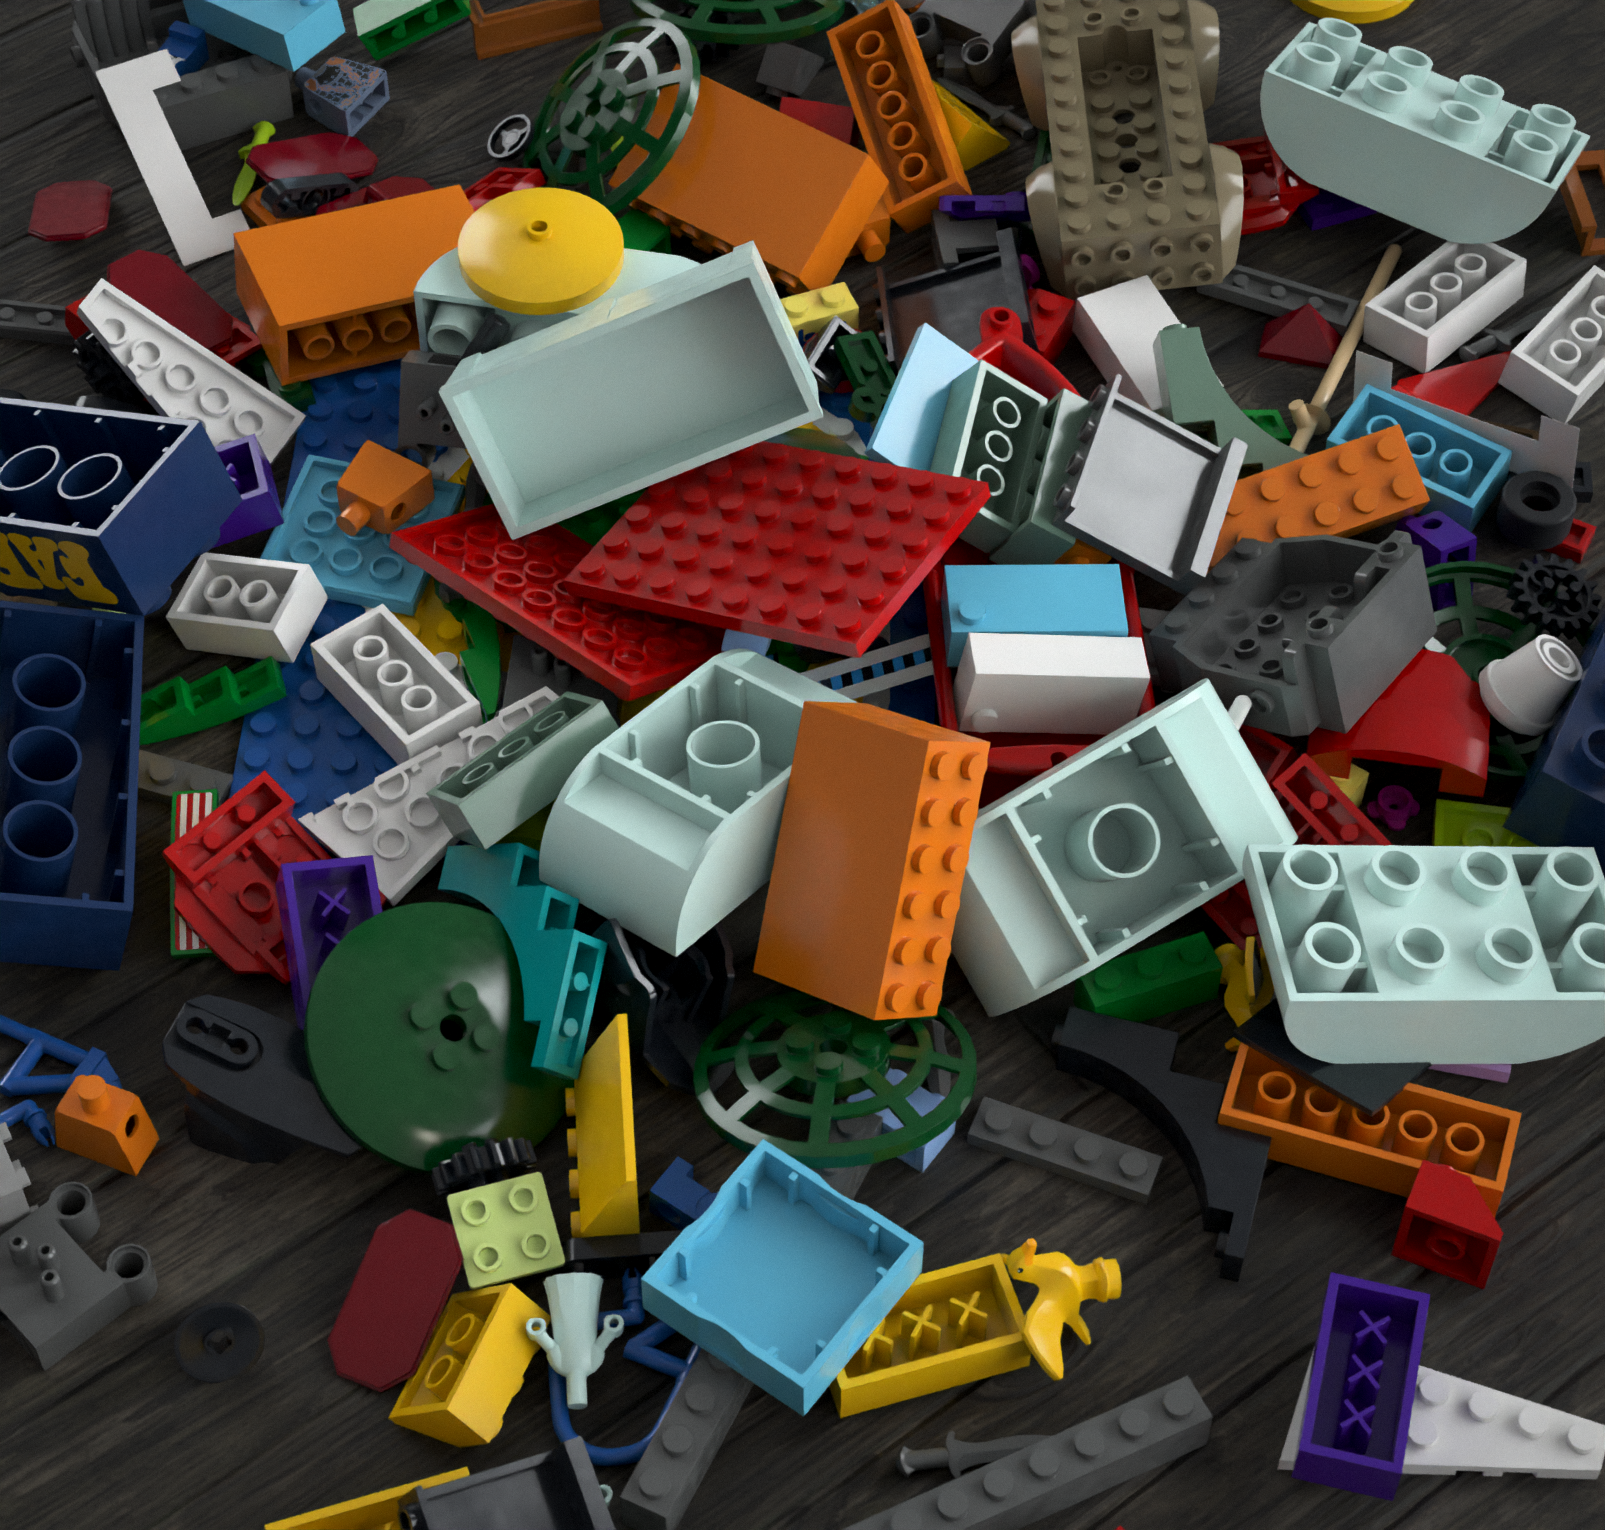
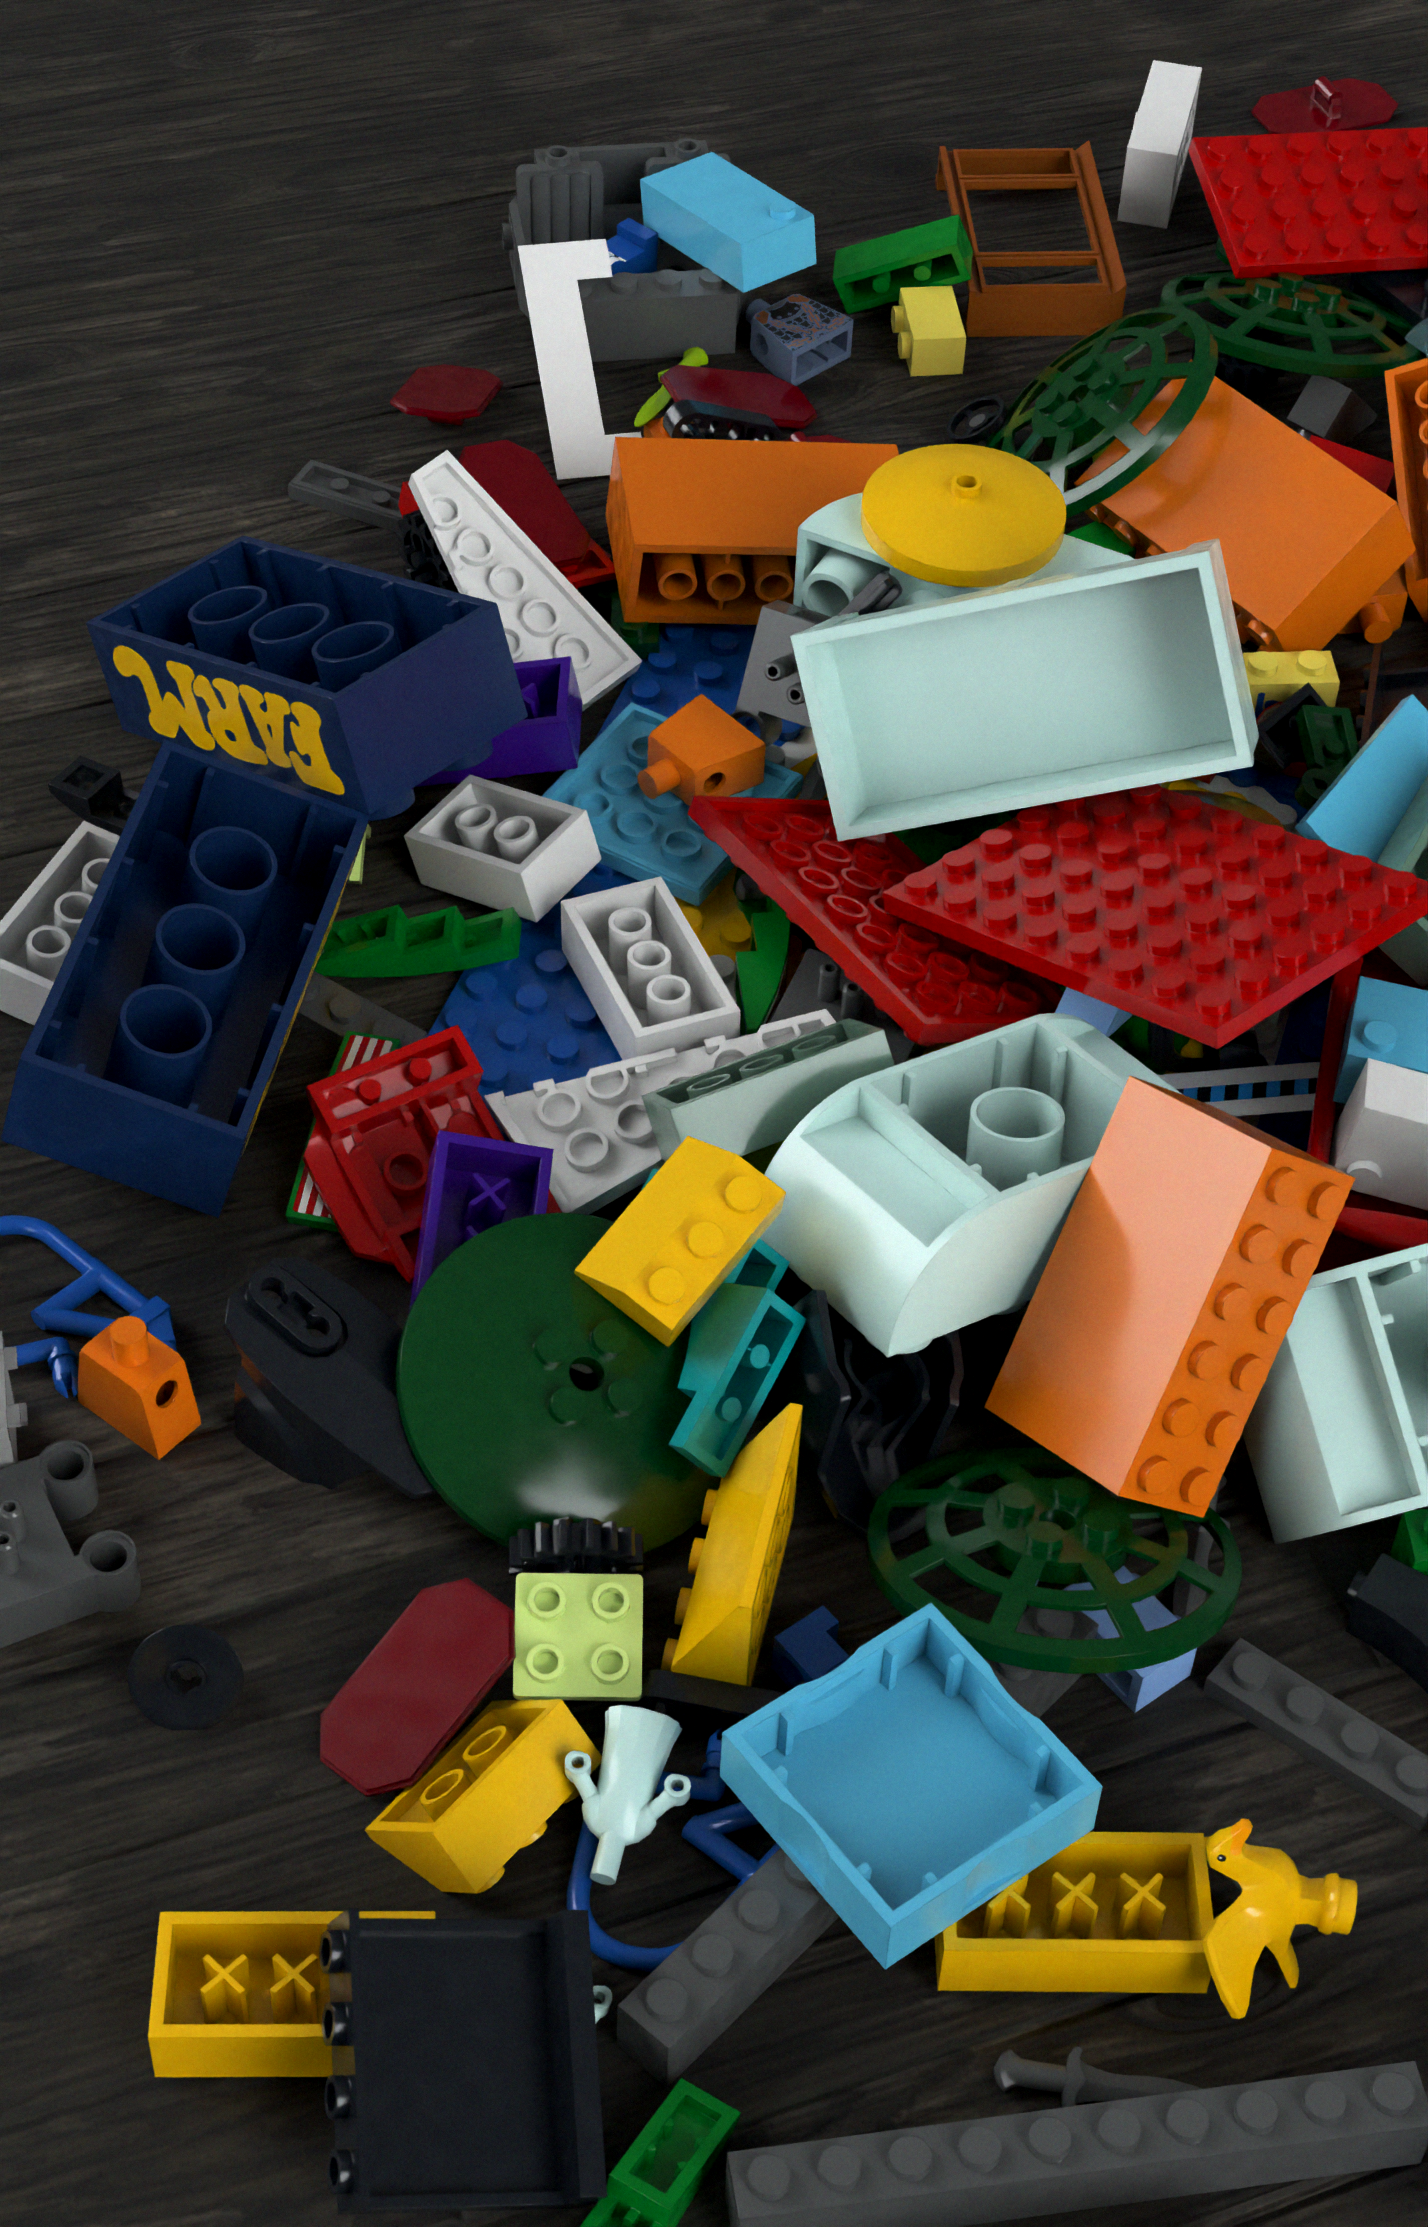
camera: 15 degrees right, 5 degrees down
(449, 64) = (929, 331): none -> light yellow brick
(496, 904) = (682, 1237): none -> yellow slope

